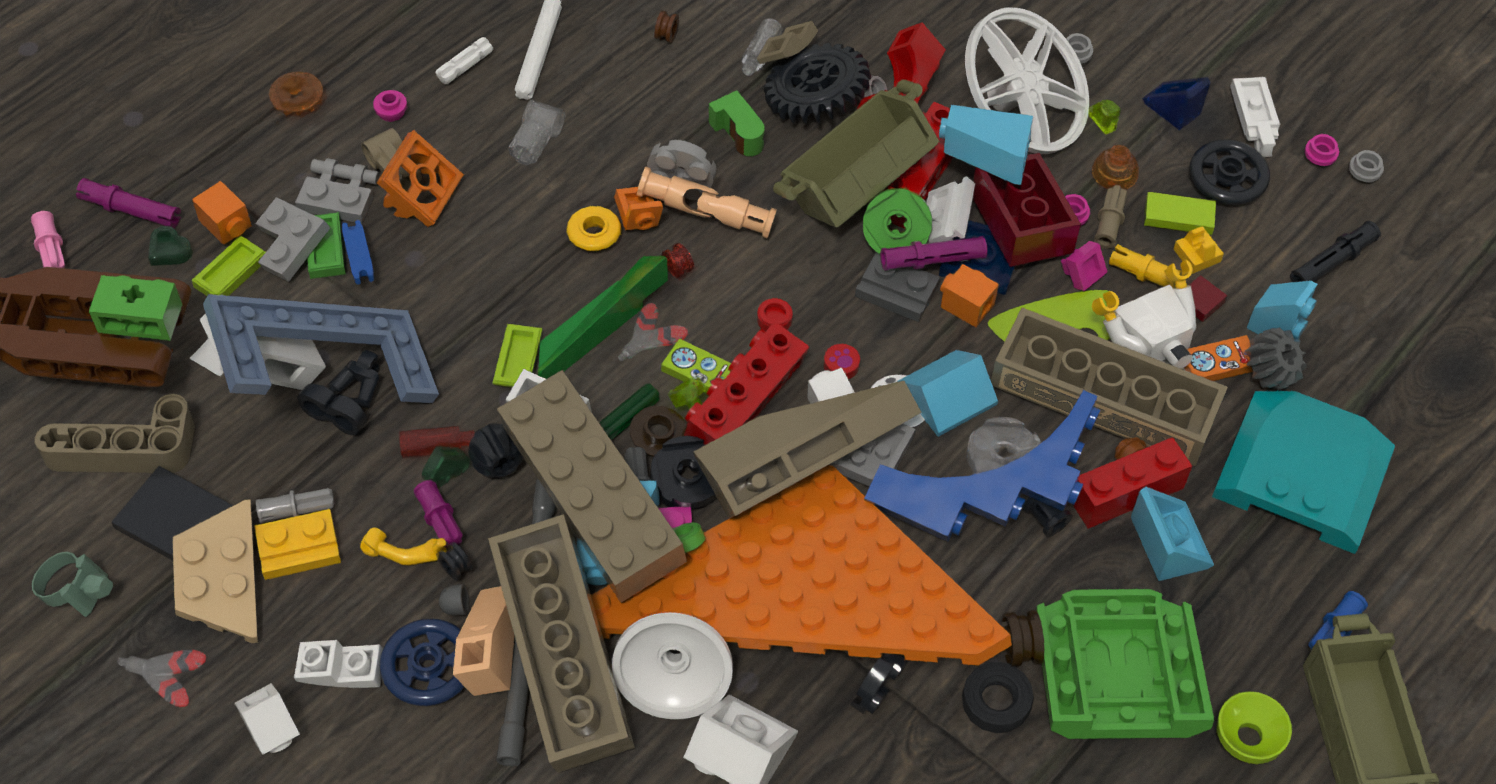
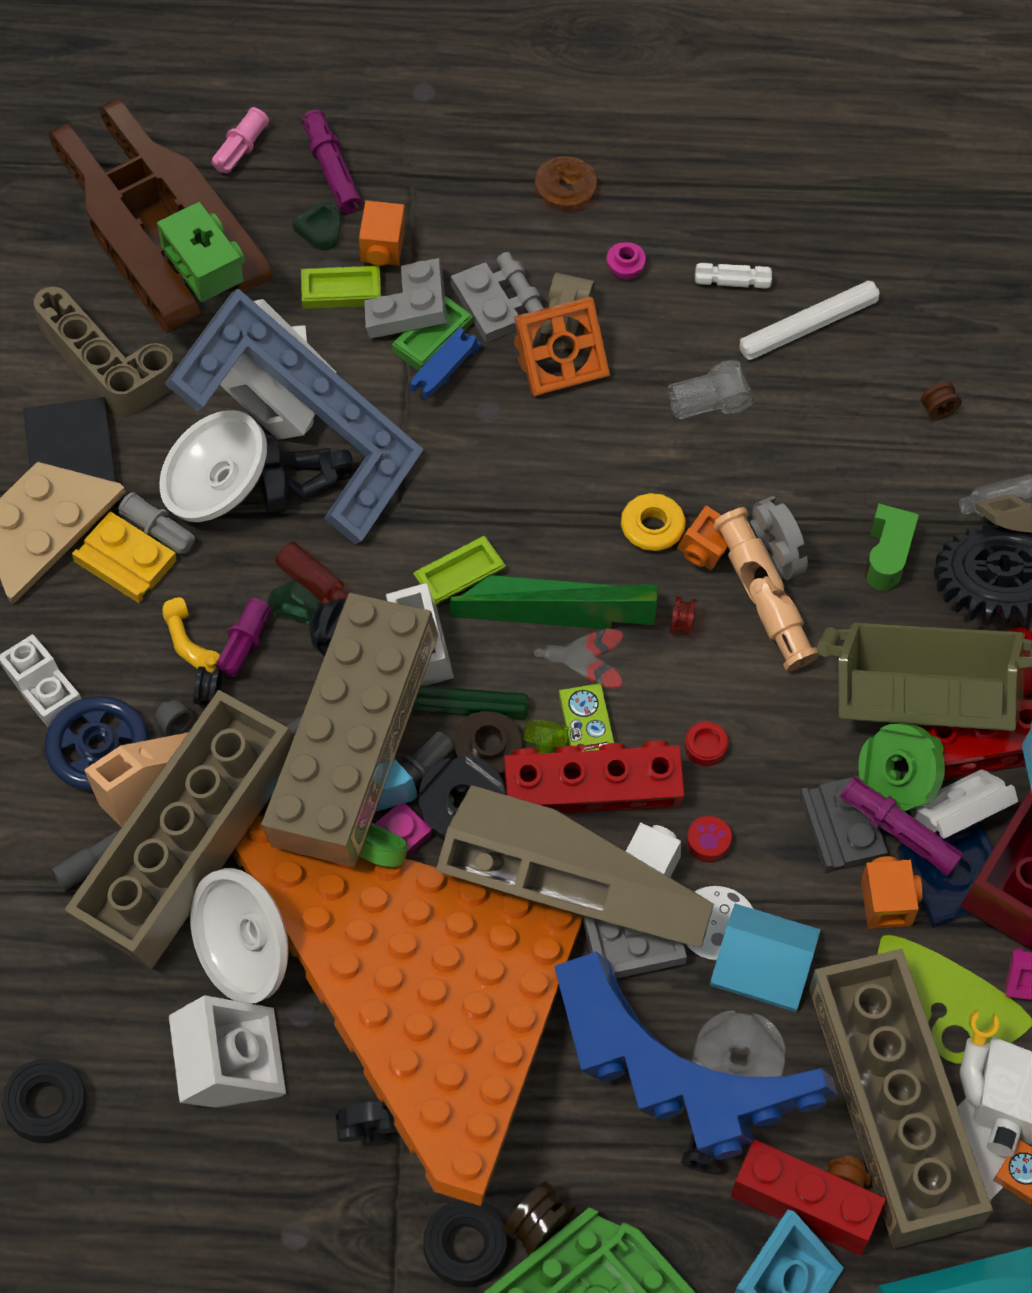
camera: 50 degrees right, 5 degrees up
(278, 431) = (213, 466): none -> white dish

